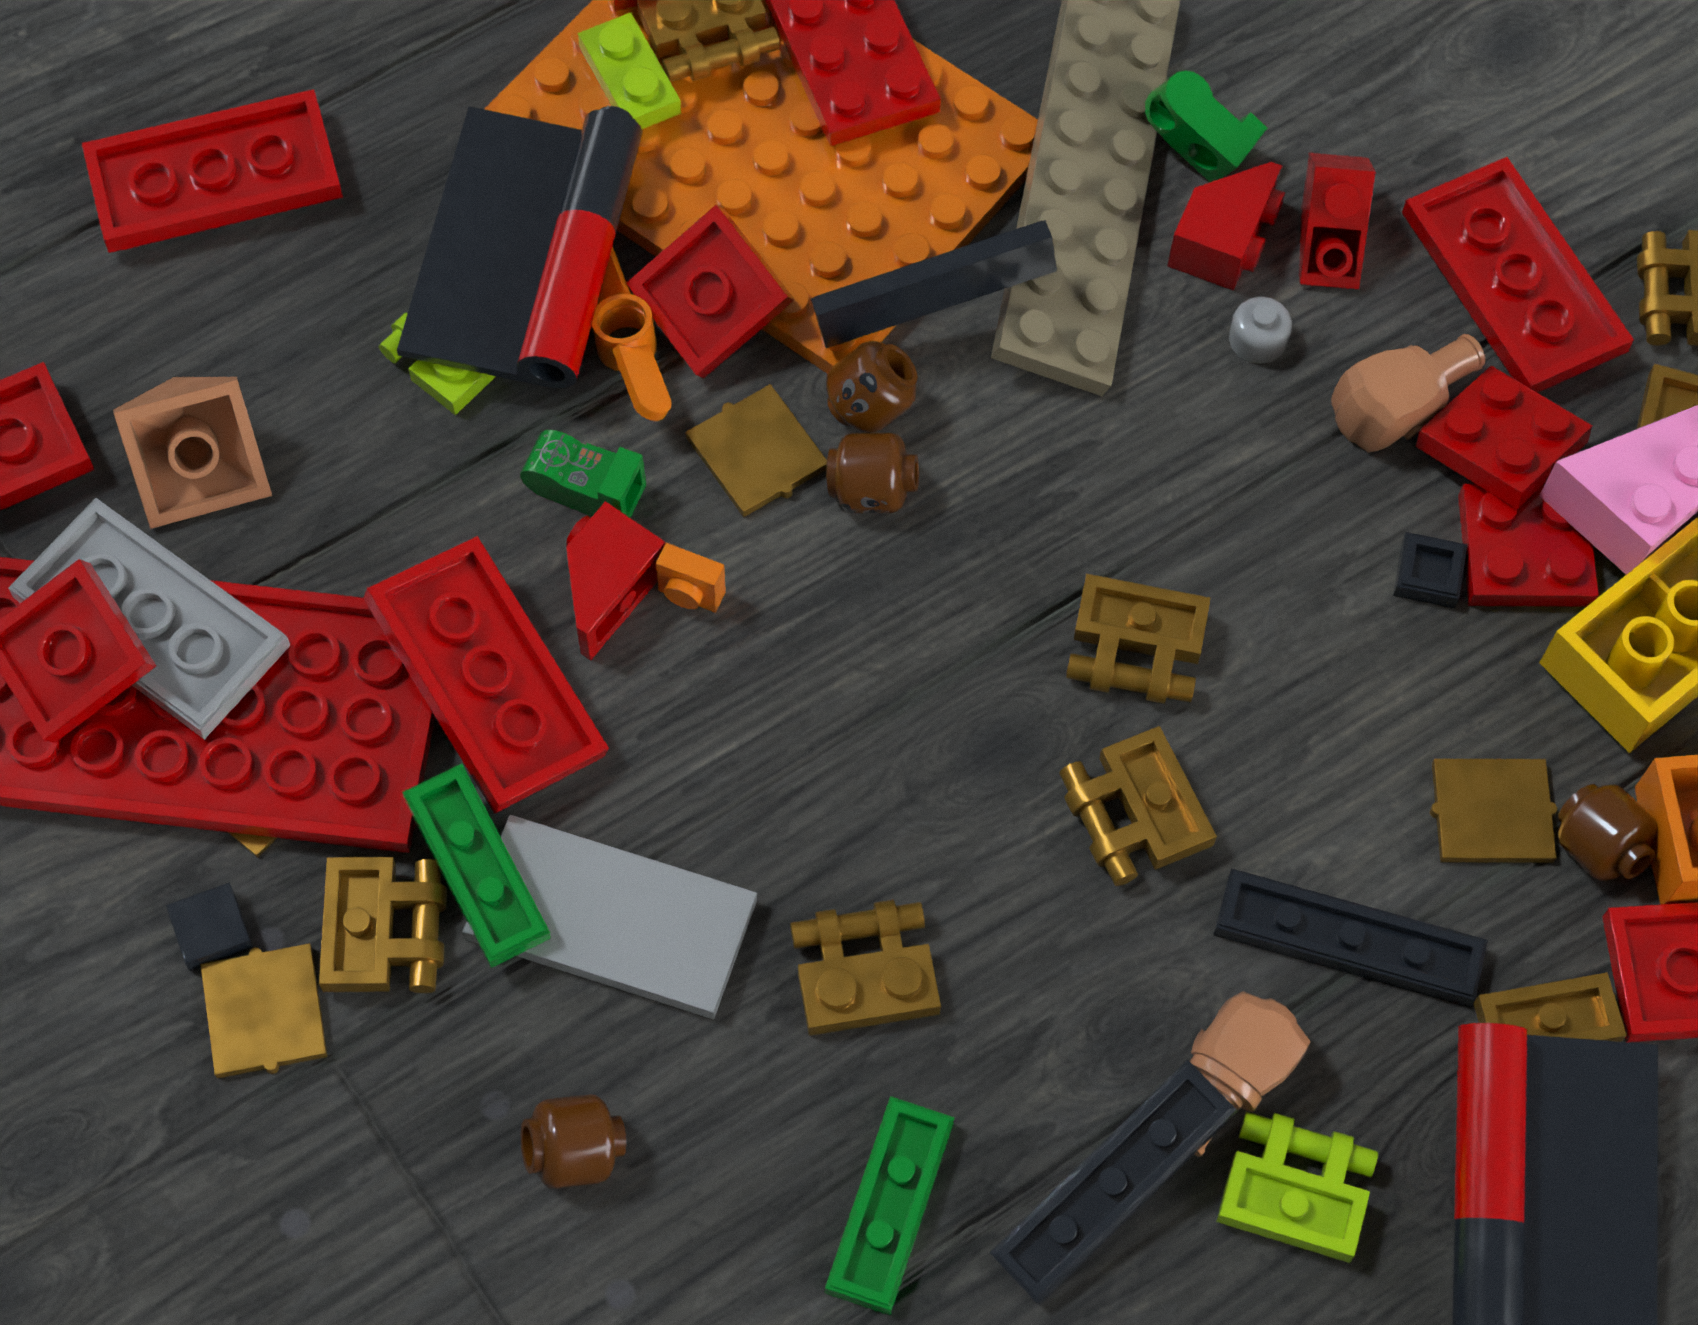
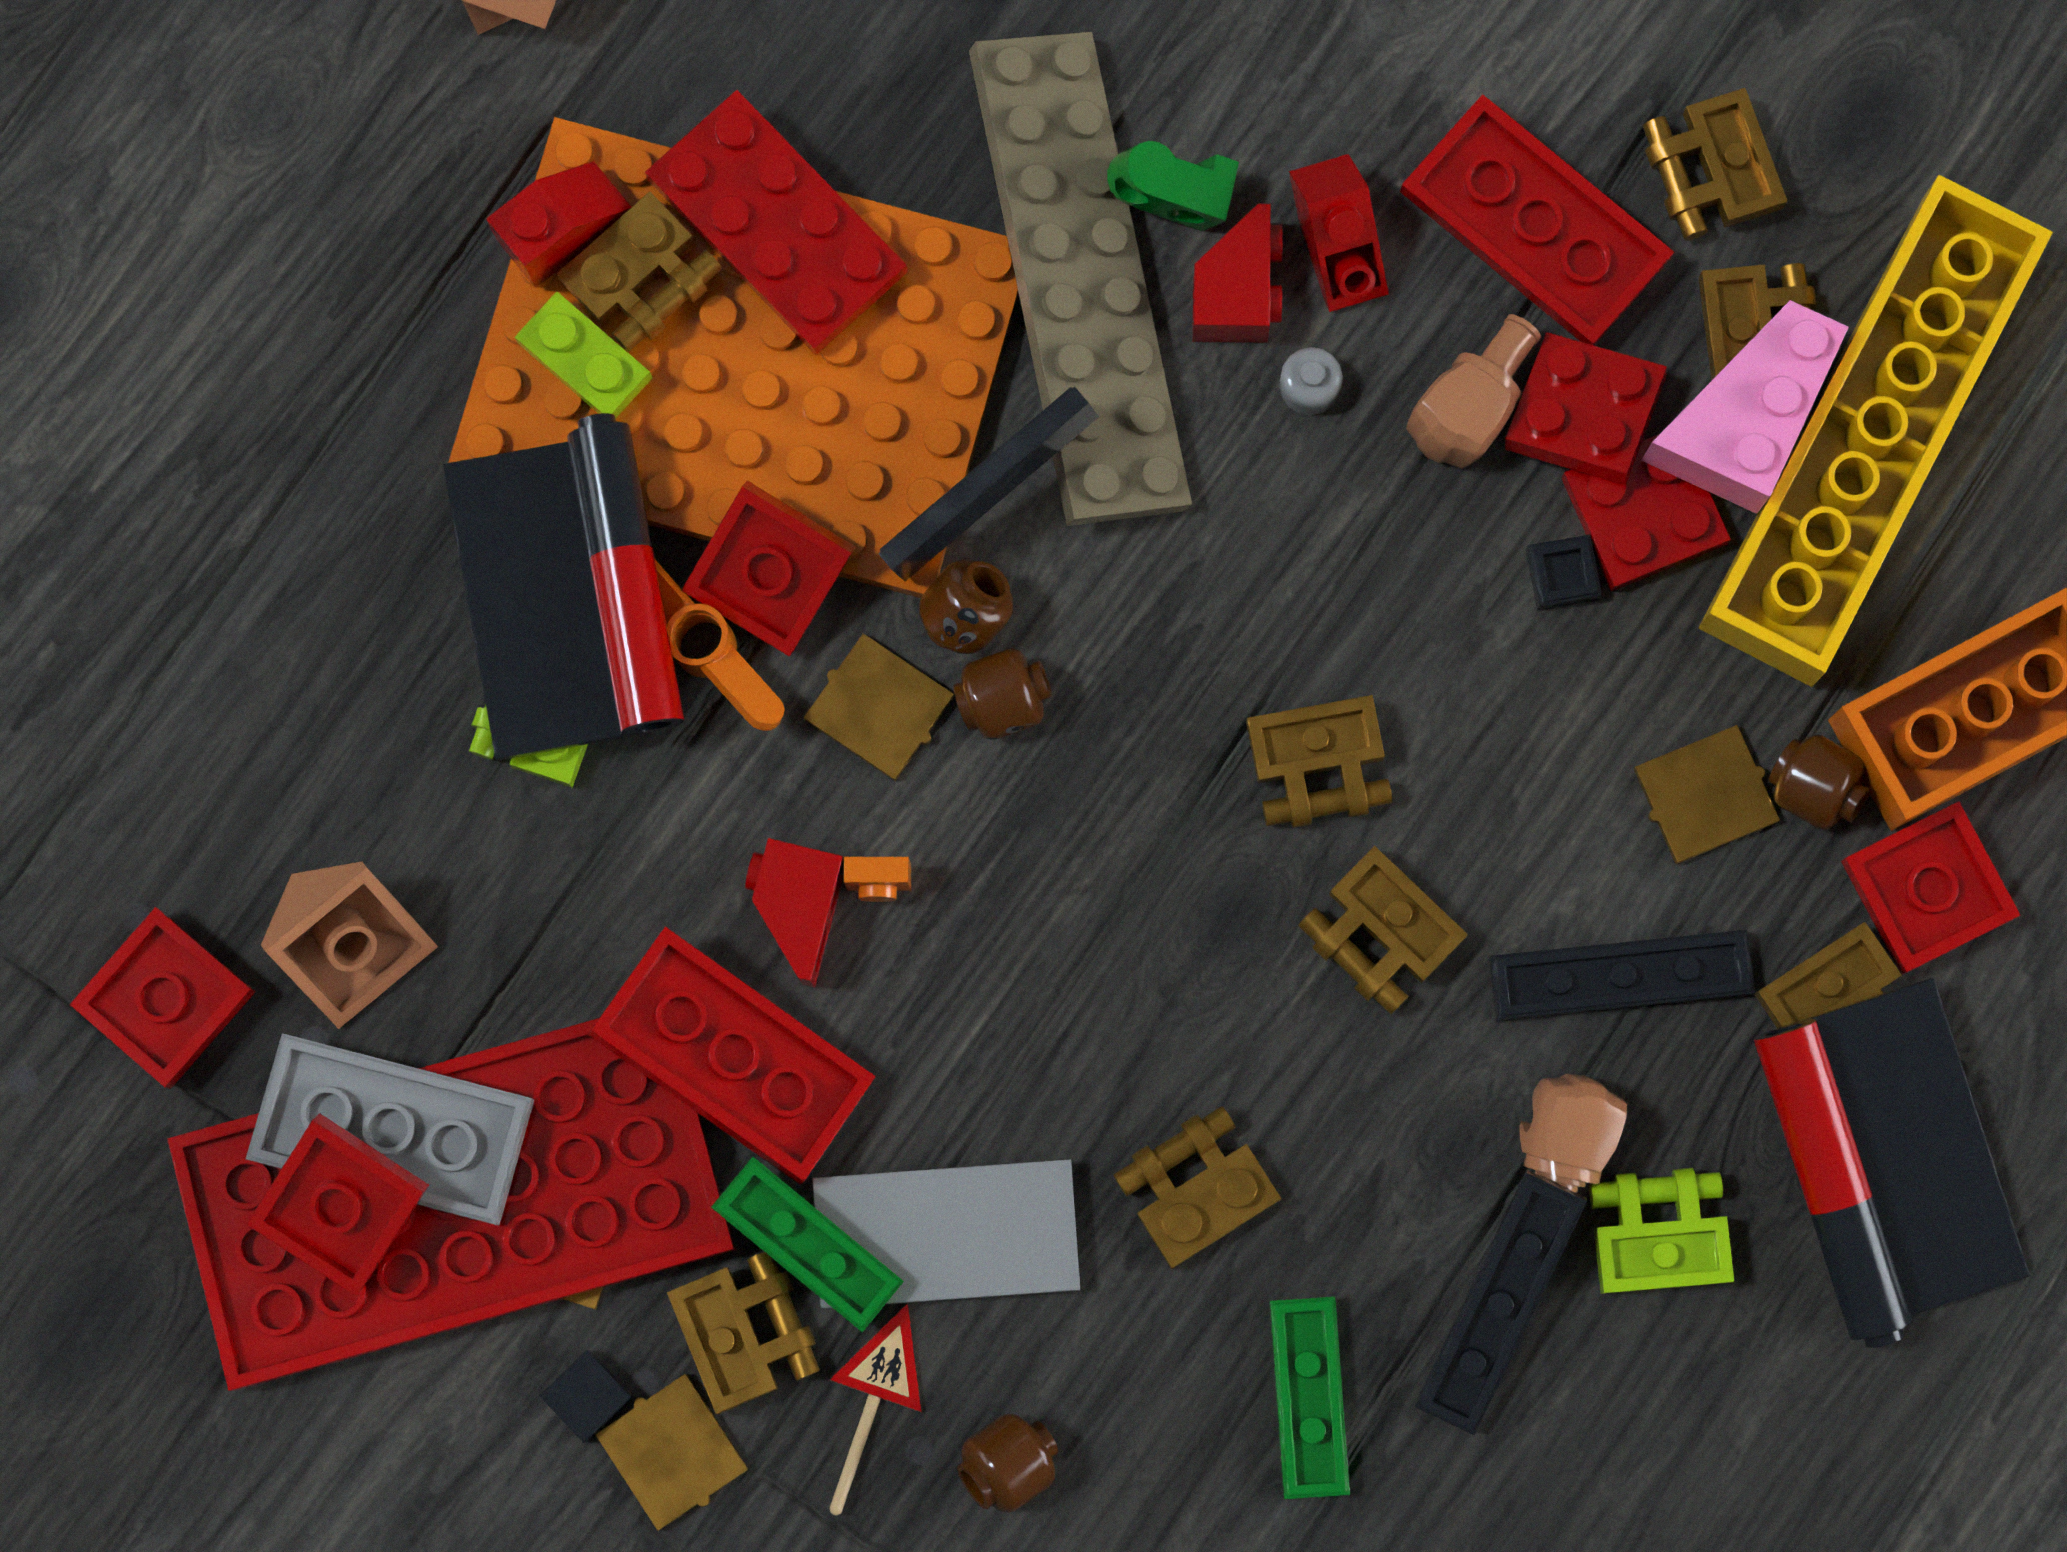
camera: 15 degrees left, 15 degrees up
(211, 171) = (214, 629): red plate -> none
(494, 1016) = (885, 1371): none -> piece
(584, 474) = (729, 808): green leg -> none

